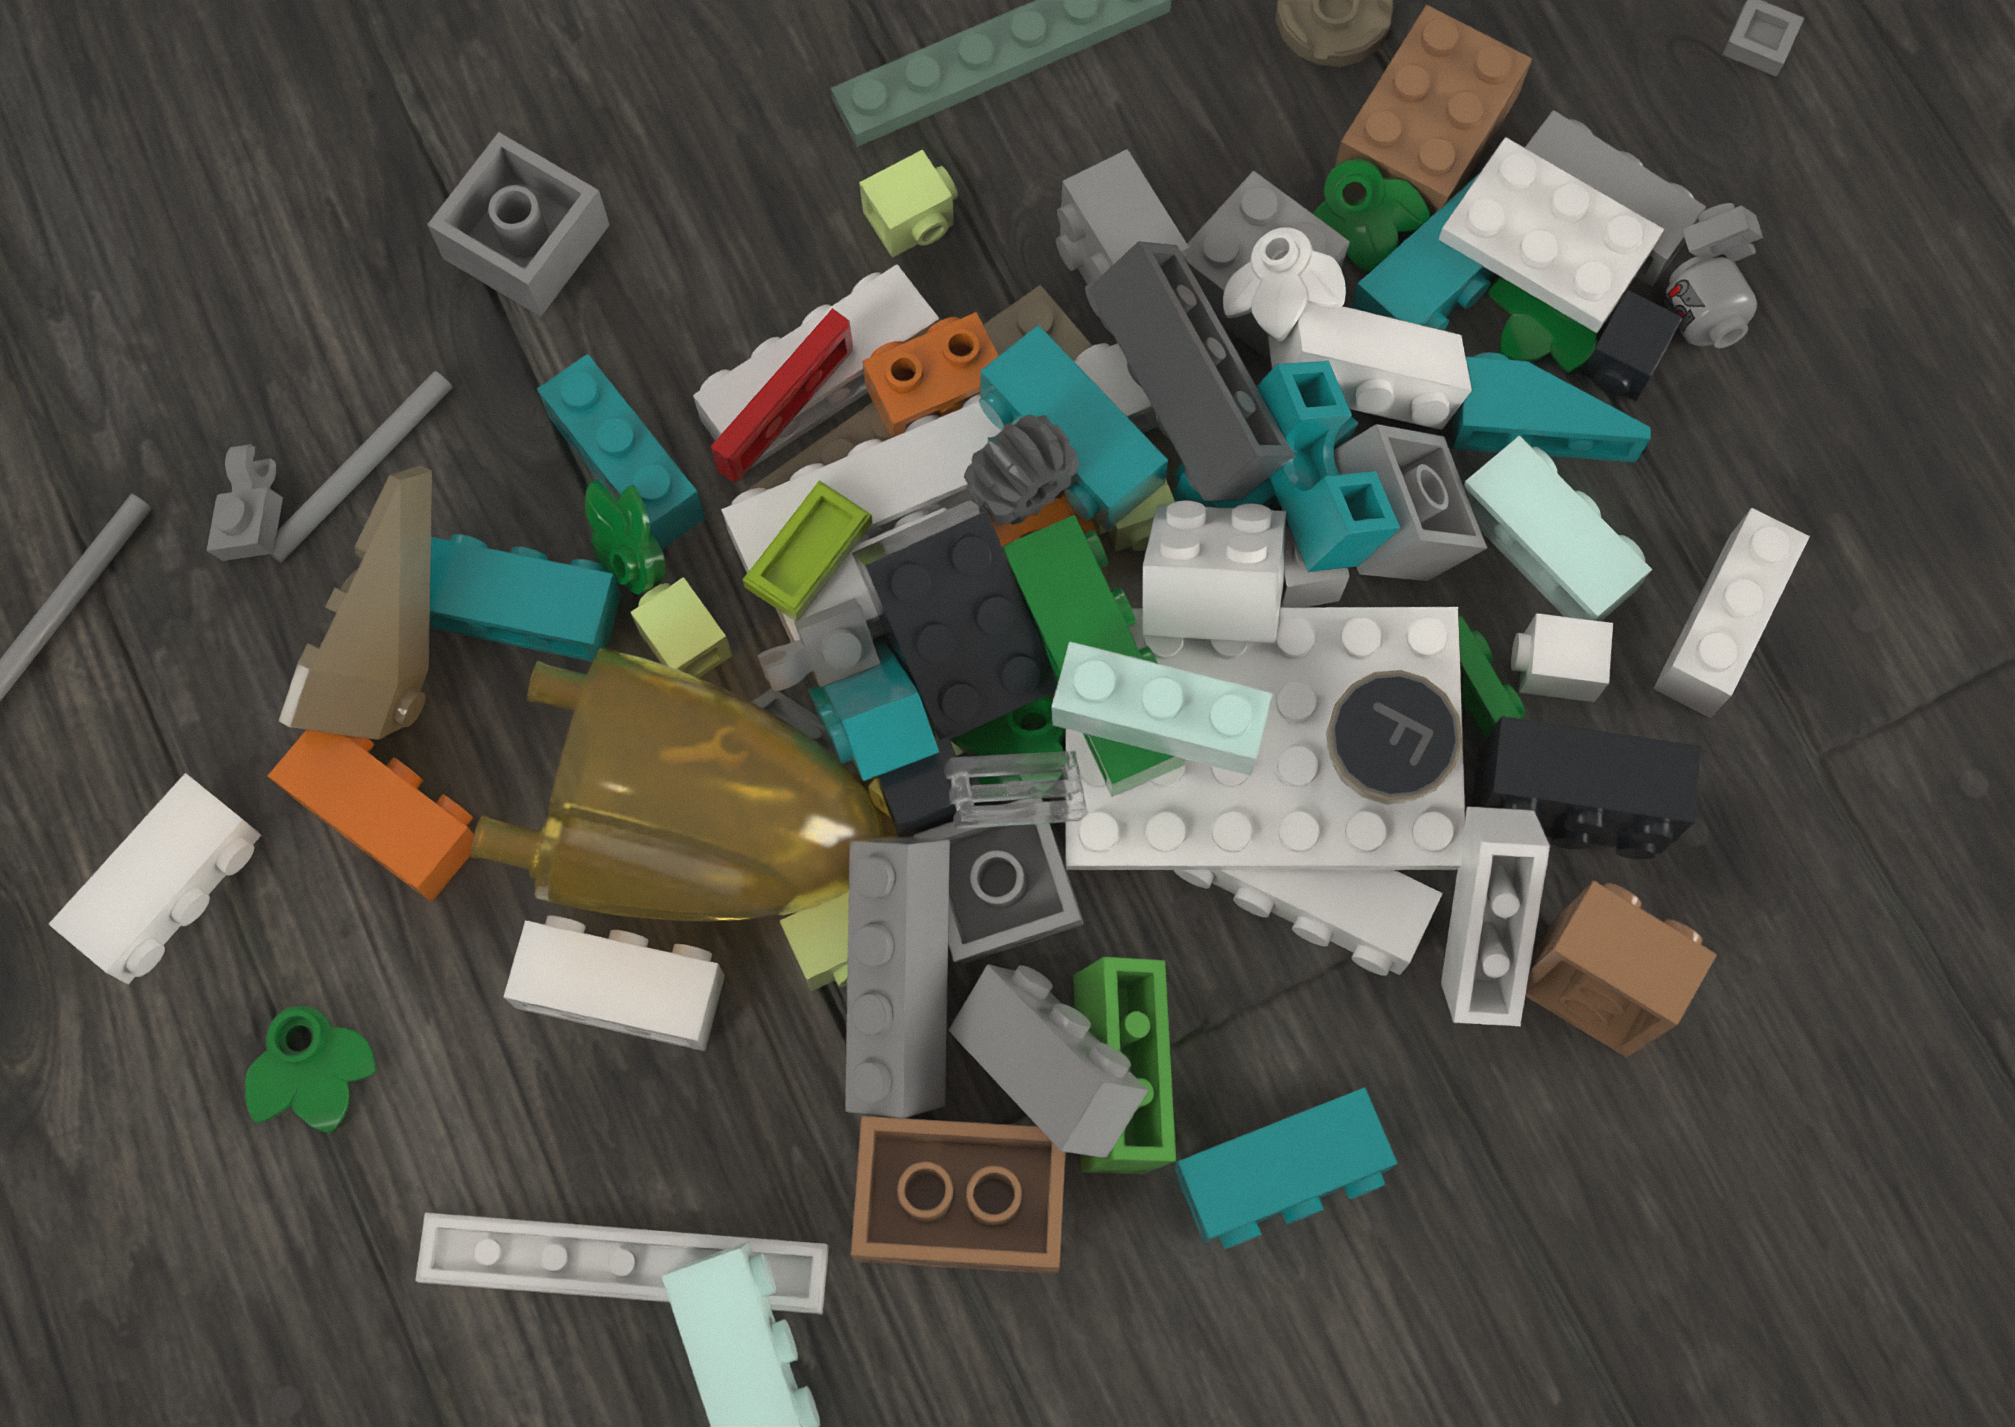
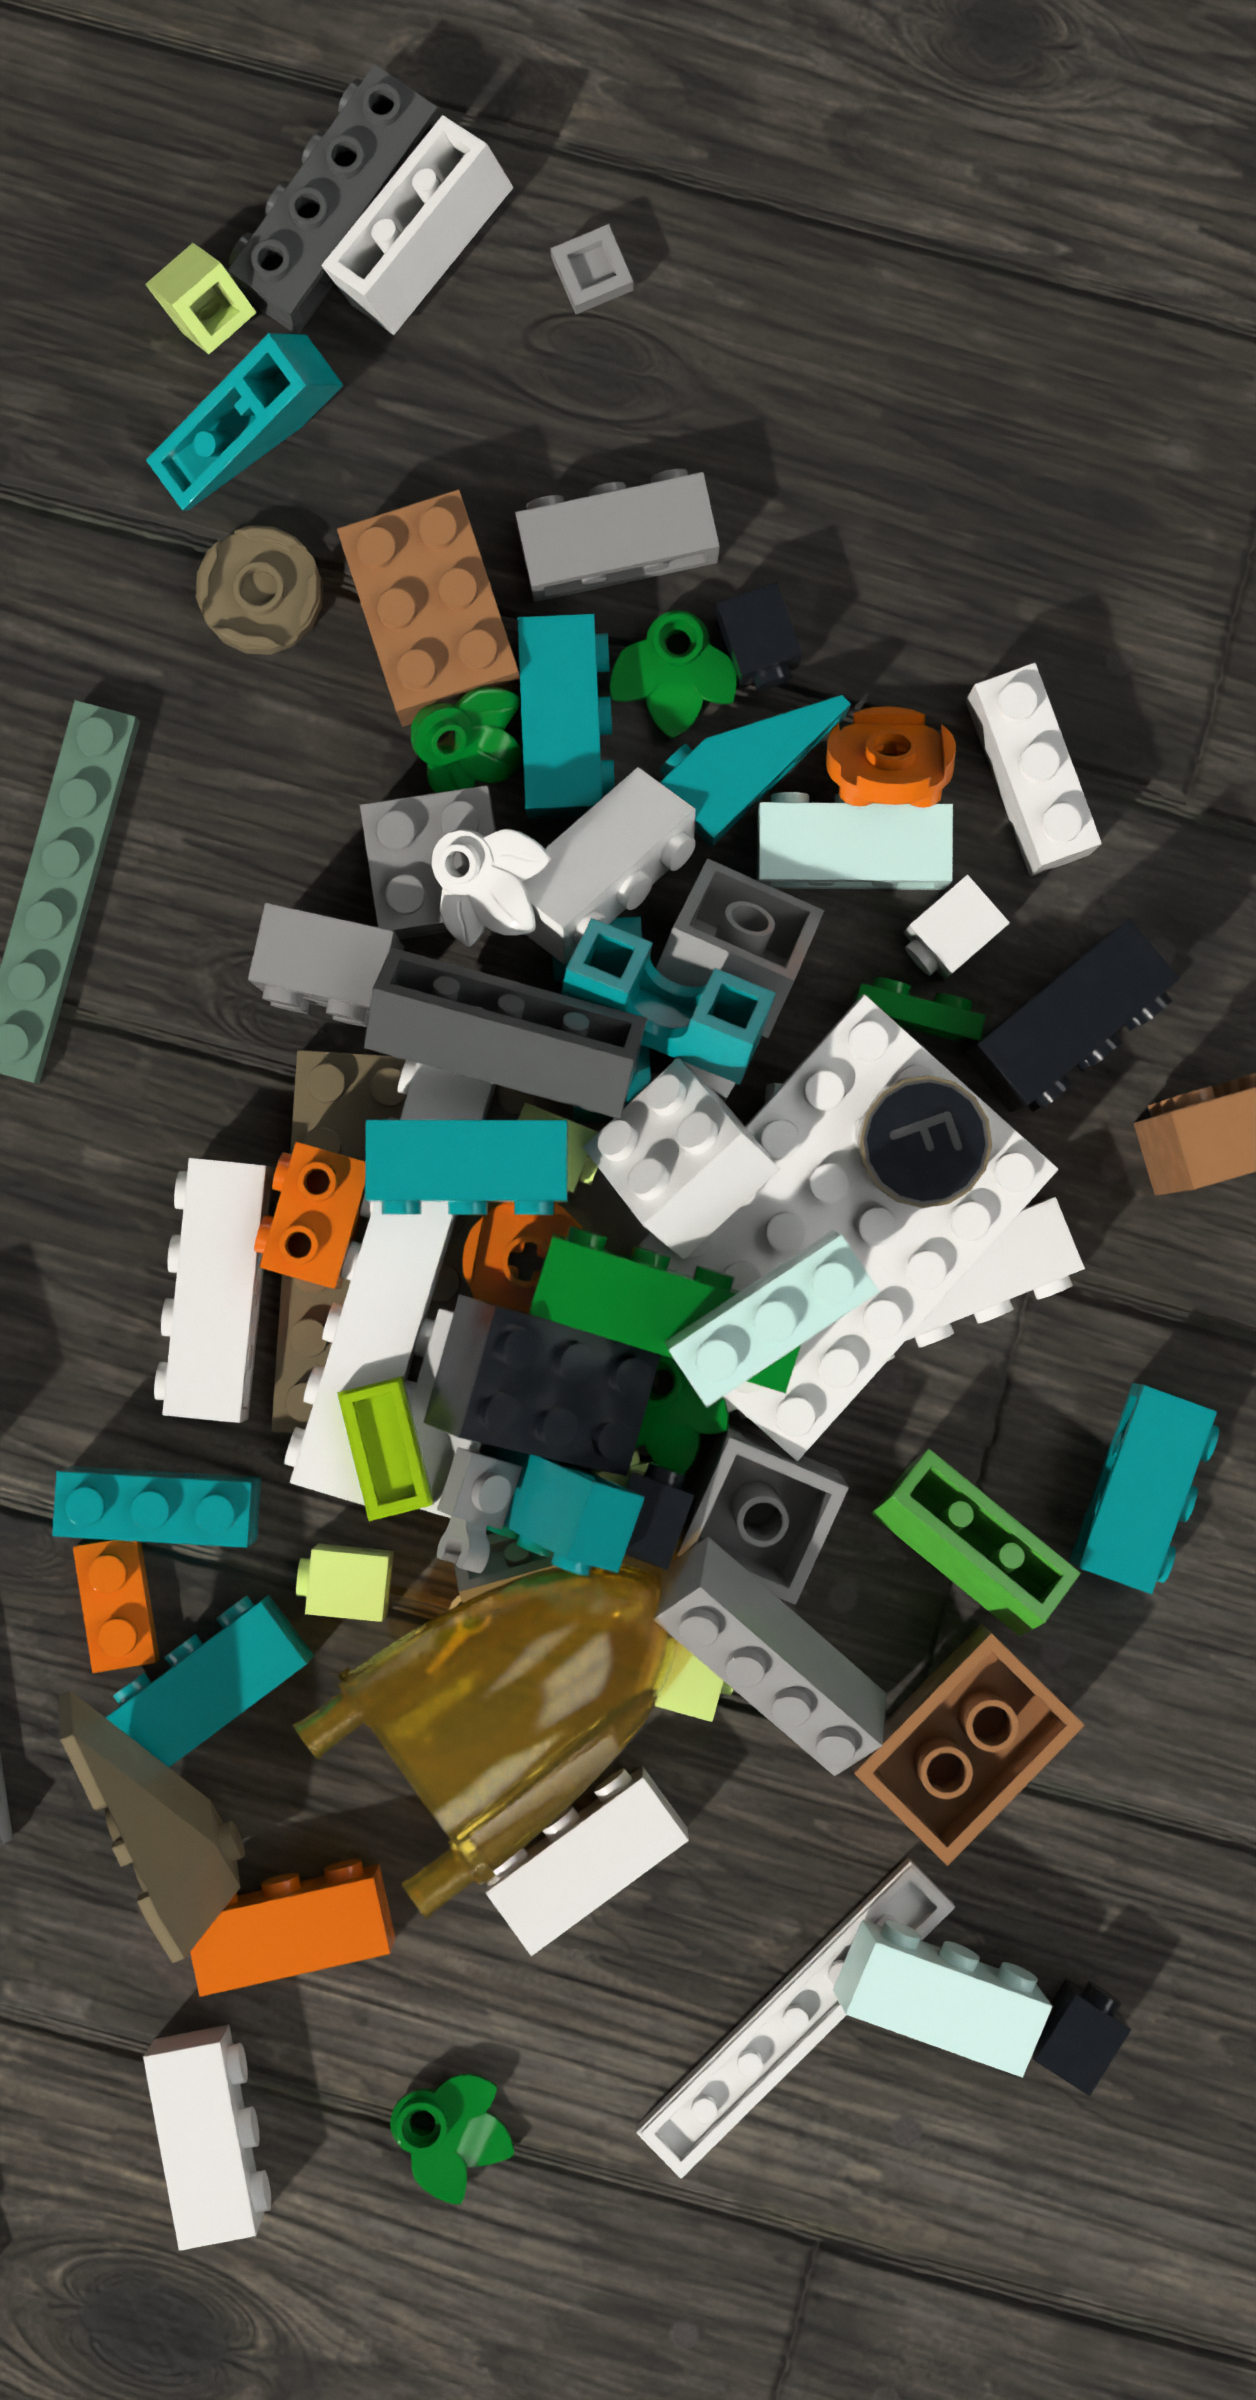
camera: 50 degrees left, 15 degrees up
(522, 490) = (116, 1604): none -> orange plate
(623, 537) = (238, 1568): green plate -> none
(783, 396) = (234, 1353): red tile -> none
(909, 203) = (136, 1092): yellowish green brick -> none
(964, 794) = (689, 1503): clear tile -> none
(1021, 469) = (483, 1248): dark grey gear -> none
(1048, 1060) = (931, 1604): light grey brick -> none
(1494, 916) = (1110, 1181): white brick -> none
(1550, 234) = (621, 621): white plate -> none
(1639, 502) = (912, 777): none -> orange plate
(1711, 300) = (777, 539): light grey head -> none
(1724, 232) = (734, 478): light grey plate -> none

